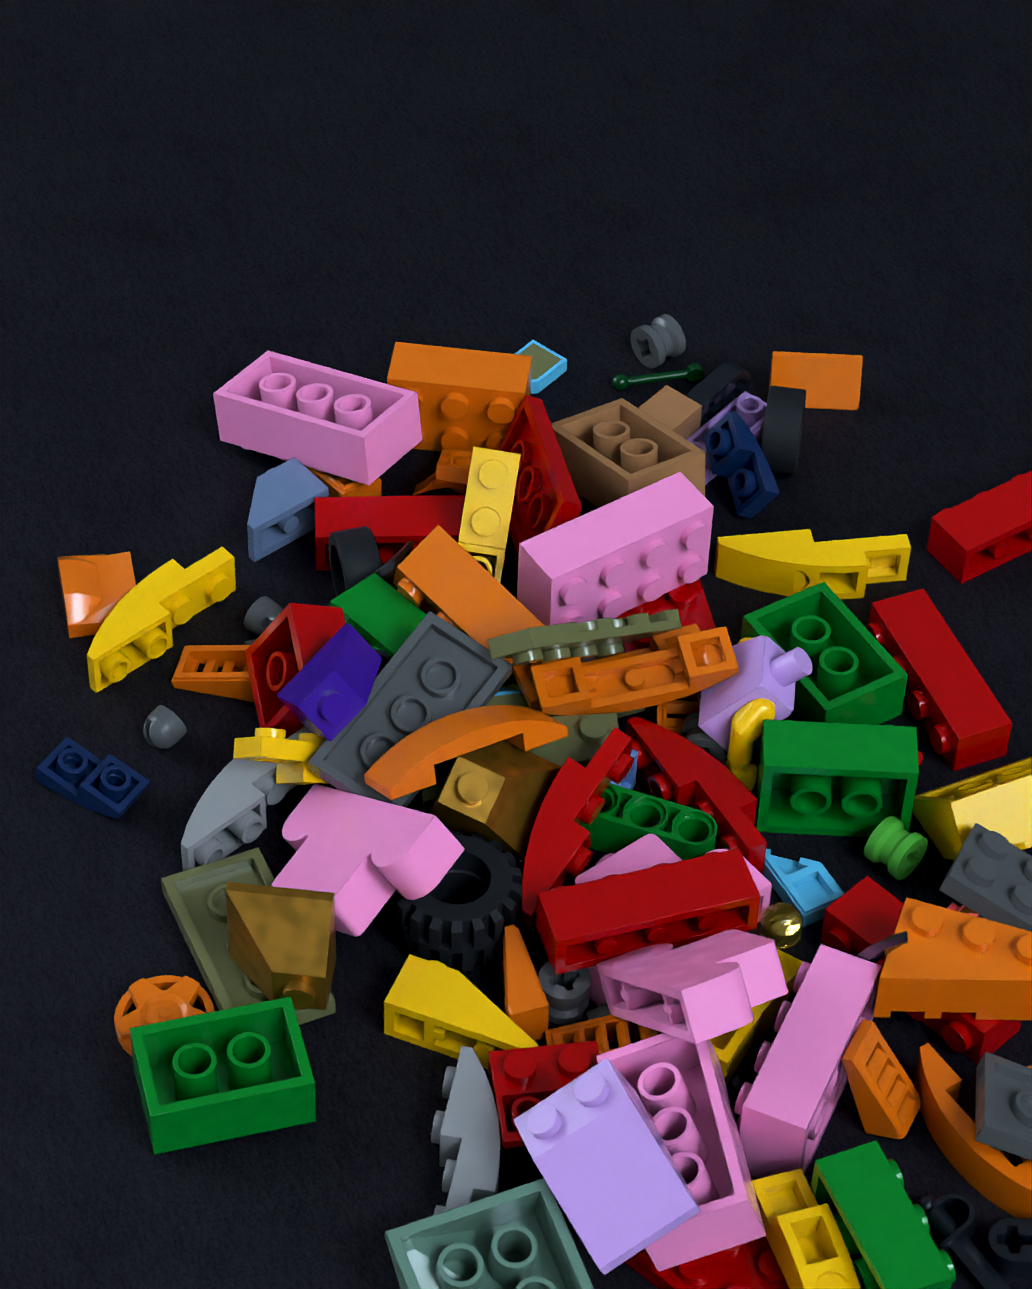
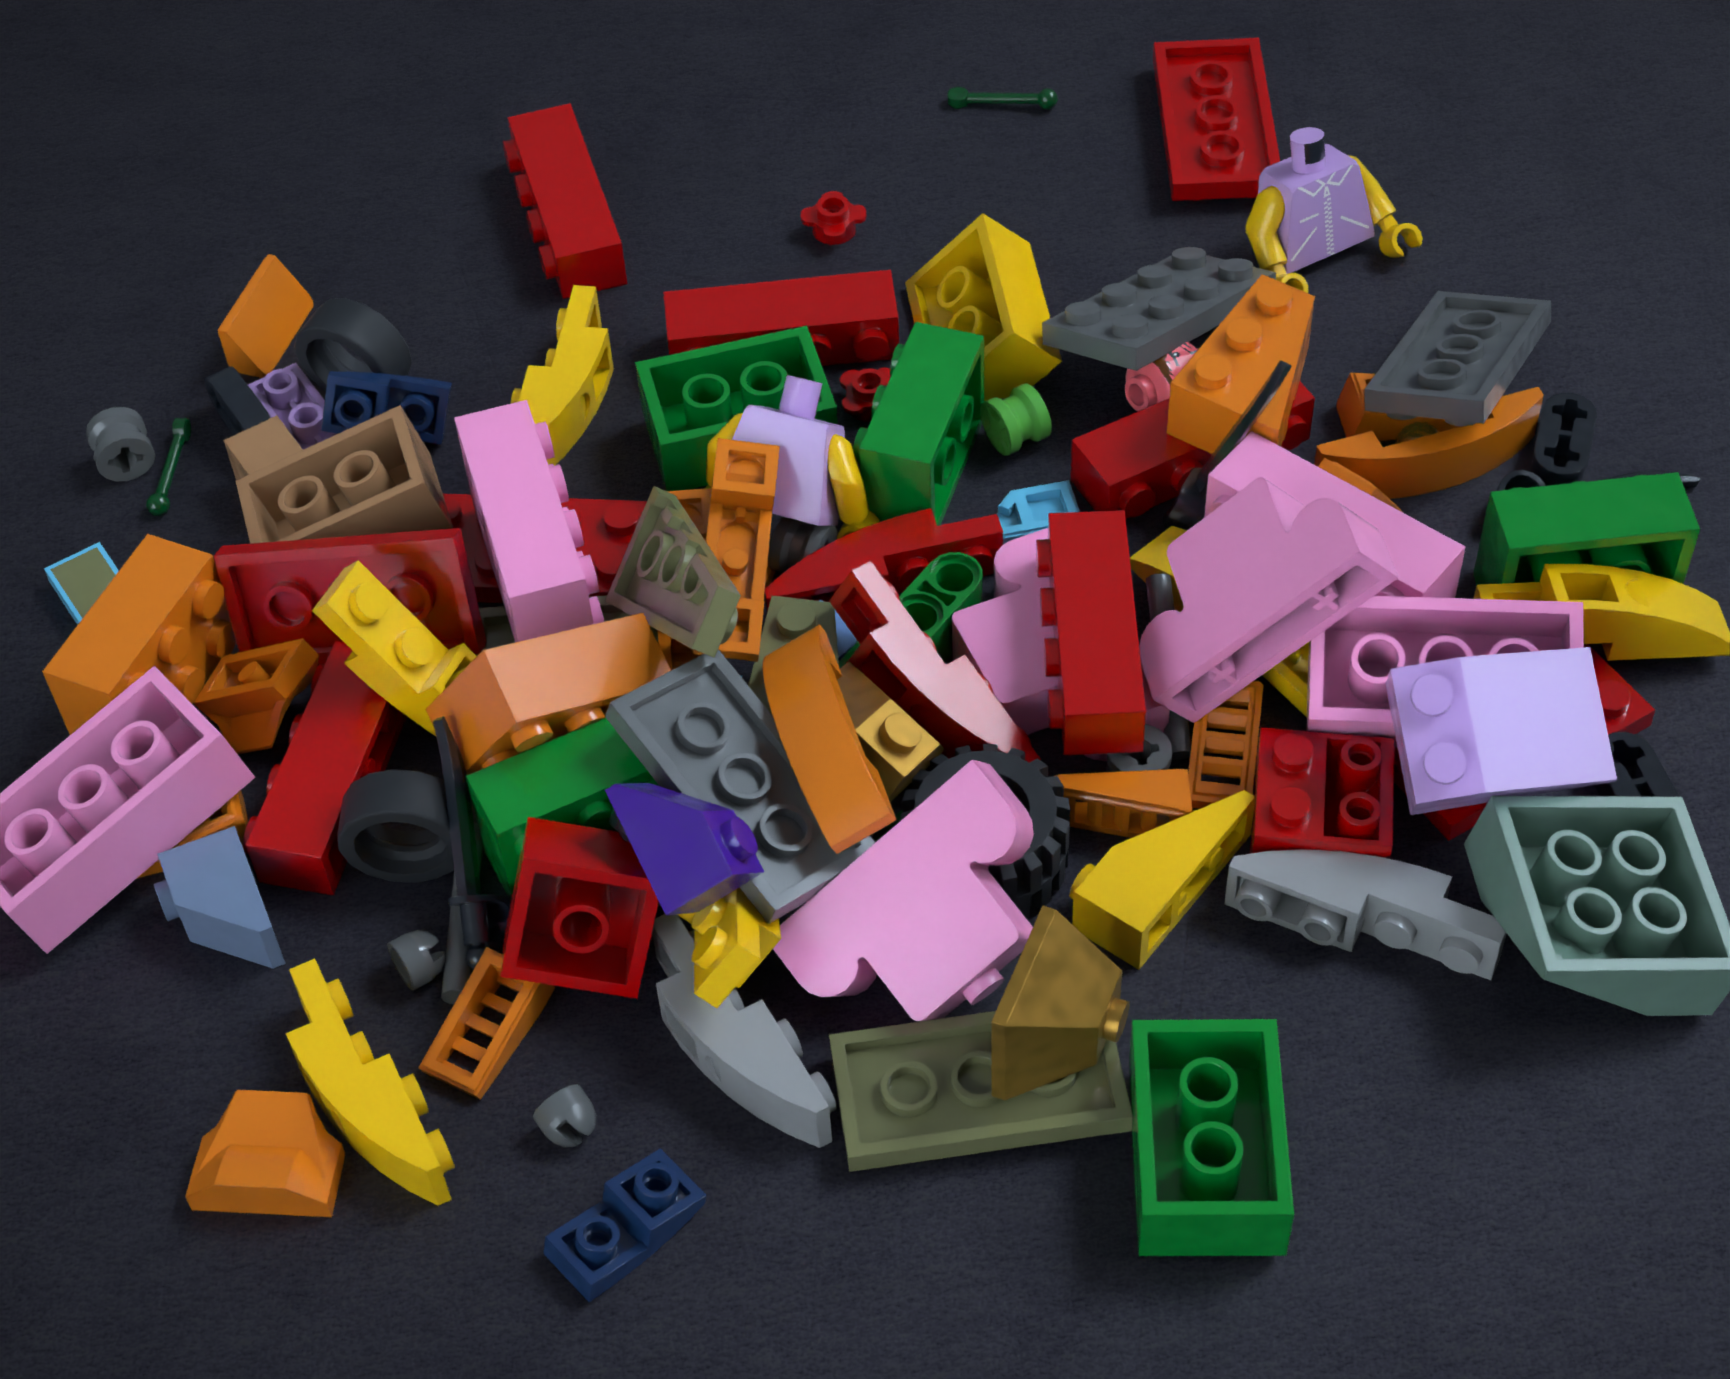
camera: 70 degrees left, 5 degrees up
(157, 1004) = (1066, 1206): orange wheel -> none

